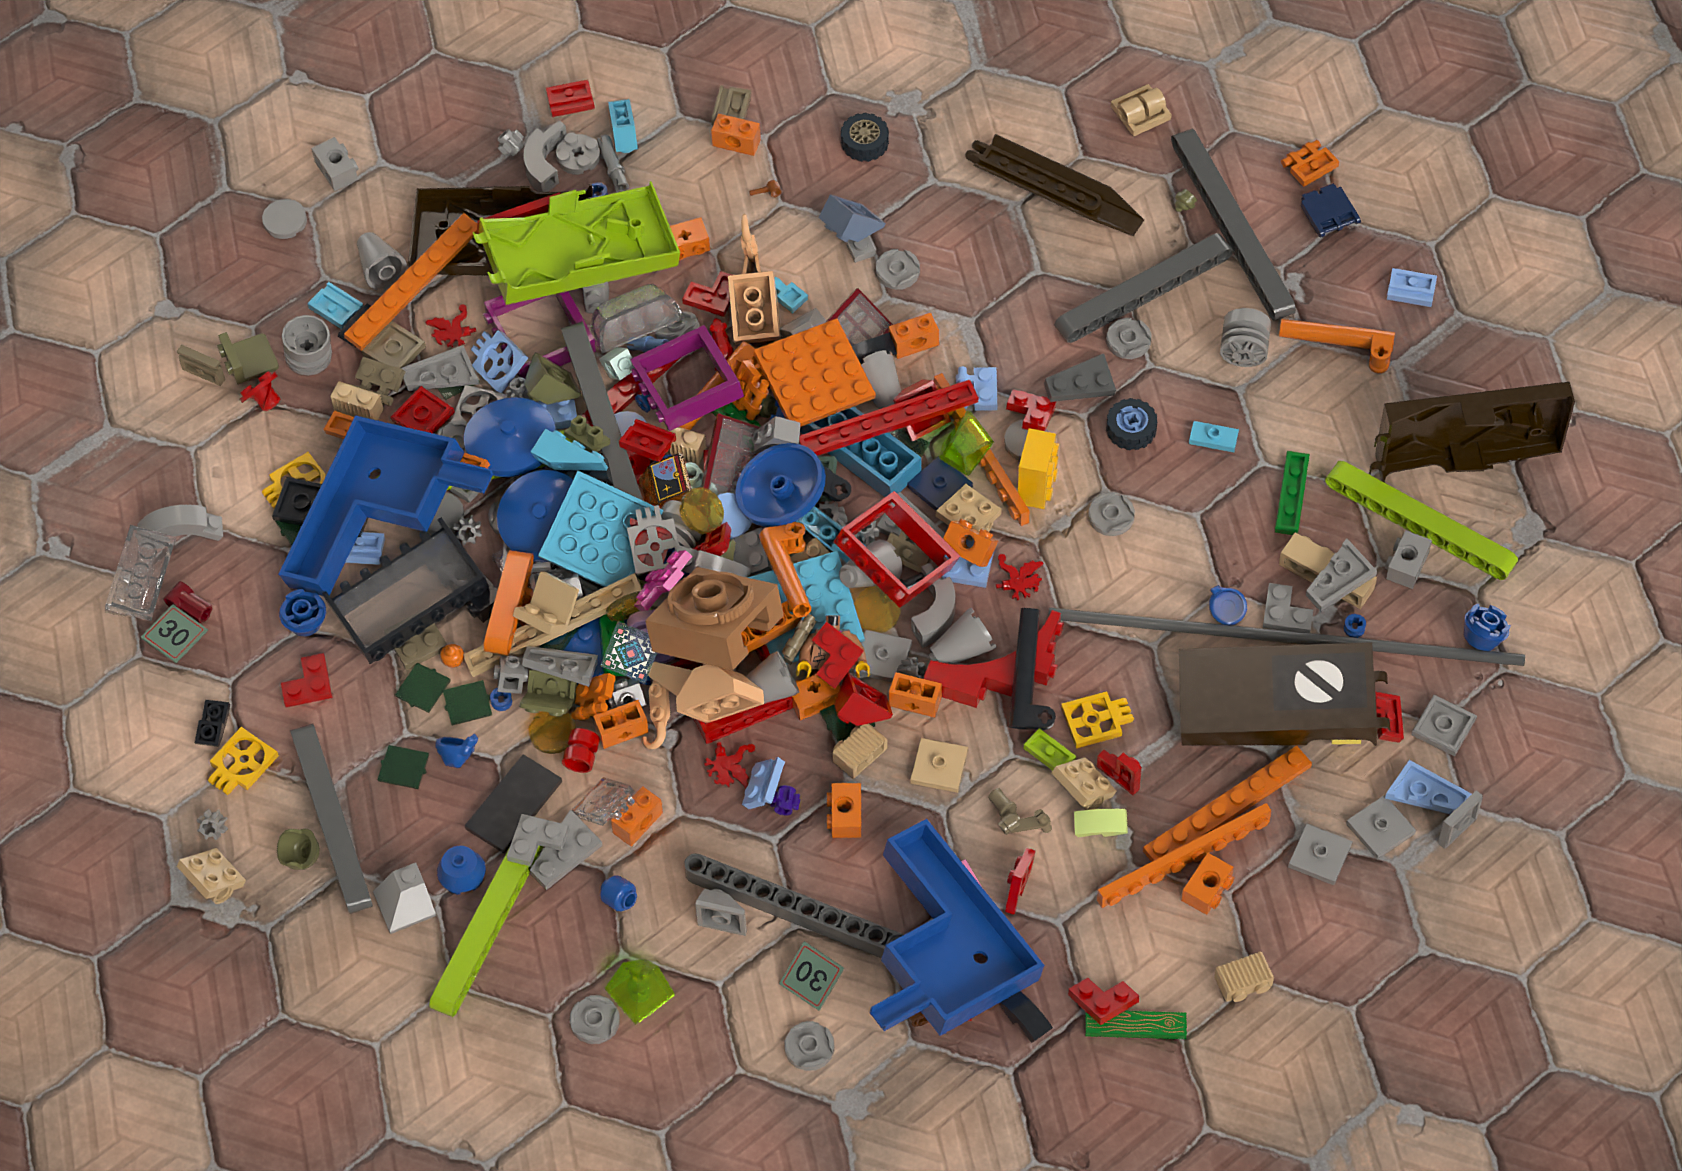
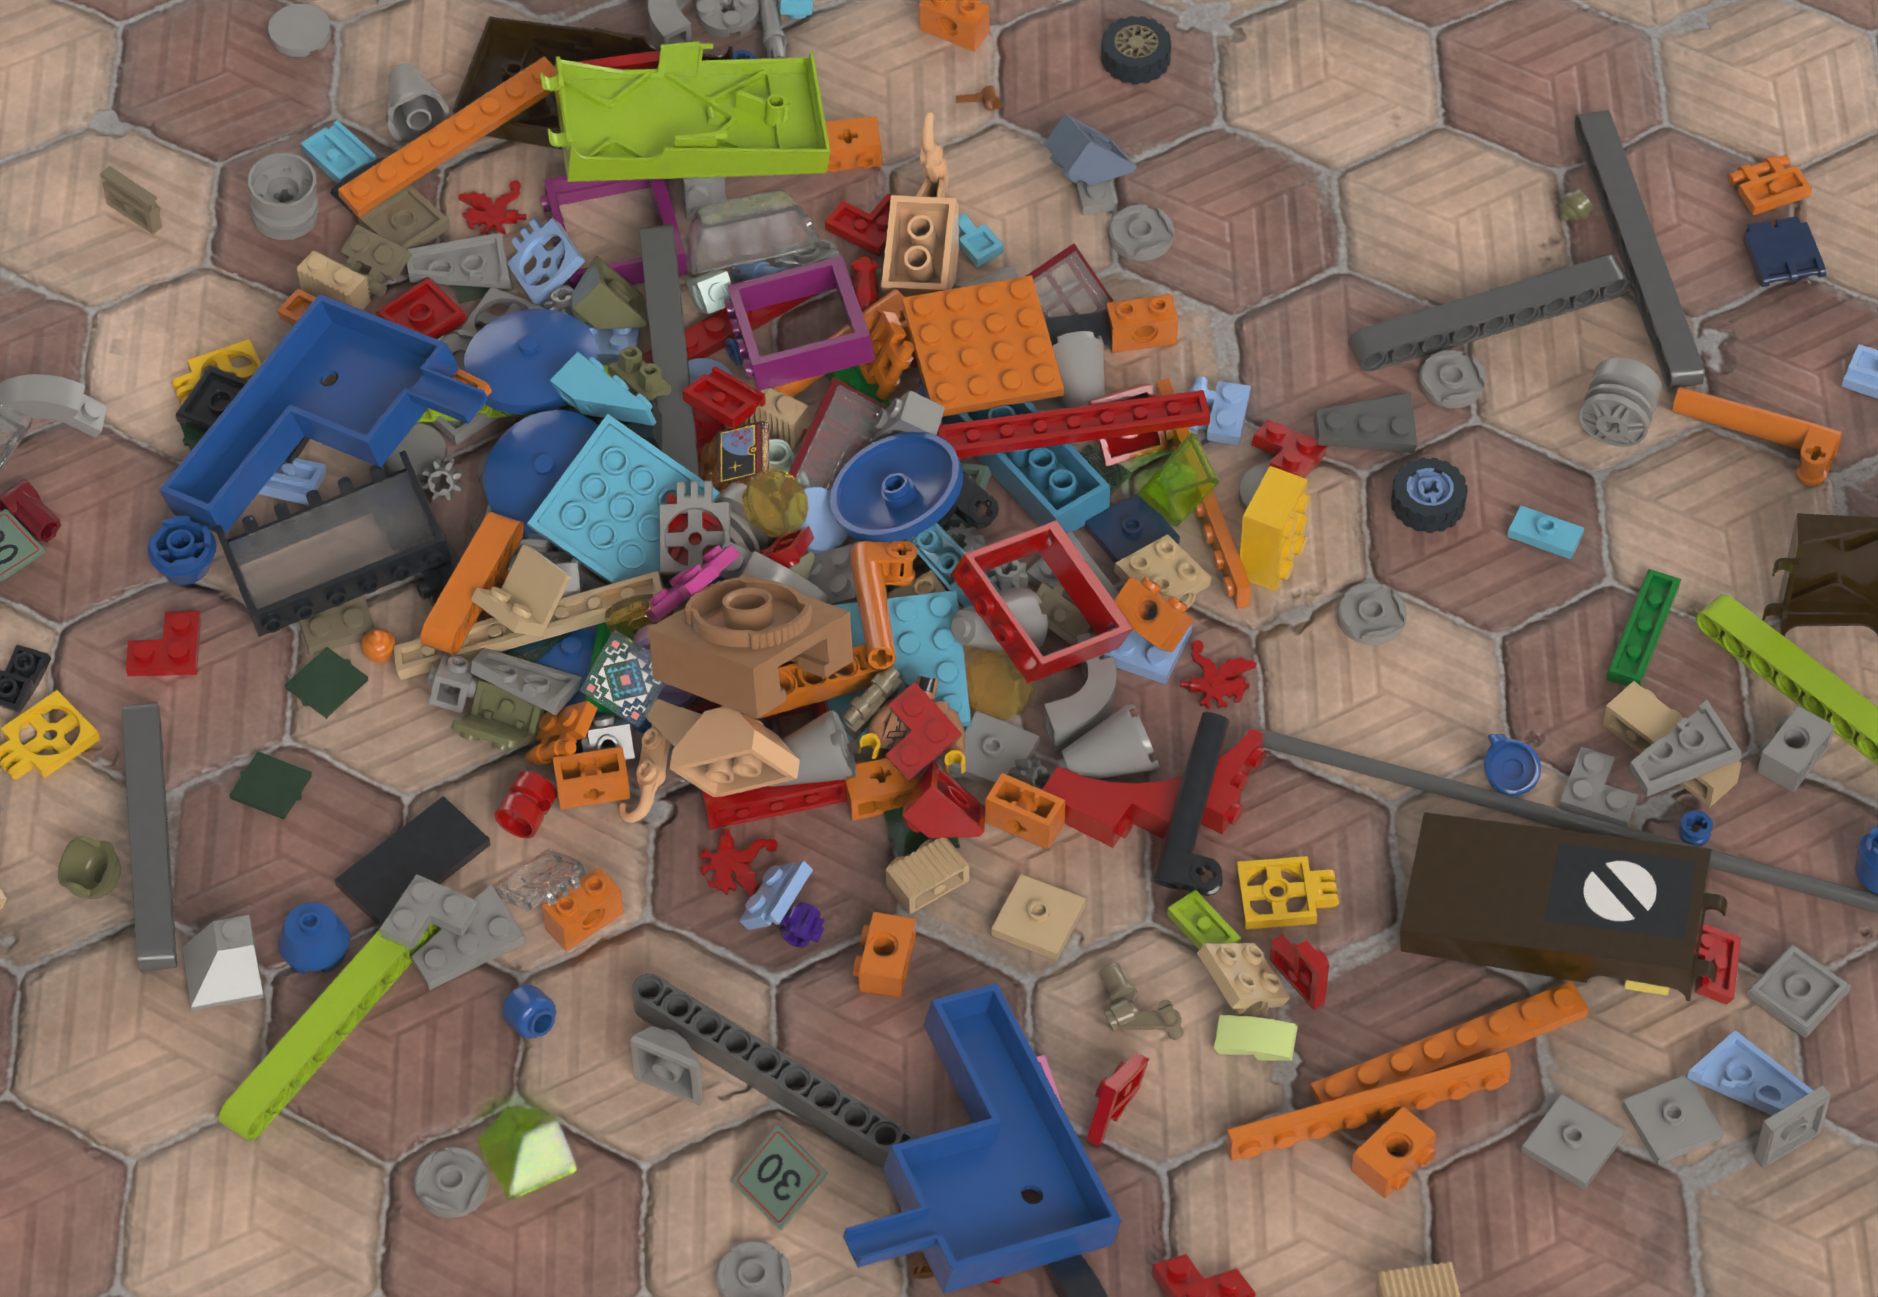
camera: 10 degrees right, 5 degrees down
(247, 357) = (198, 202): olive bracket -> none
(263, 392) = (205, 248): red plate -> none
(455, 750) = (348, 775): blue hat -> none
(467, 702) = (384, 713): clear green piece -> none
(500, 706) = (431, 726): blue bush -> none
(551, 732) = (490, 772): clear yellow tile -> none
(768, 407) = (909, 381): olive plate -> none
(1055, 183) = (1394, 153): dark brown hinge -> none
(1141, 109) = (1541, 75): tan plate -> none

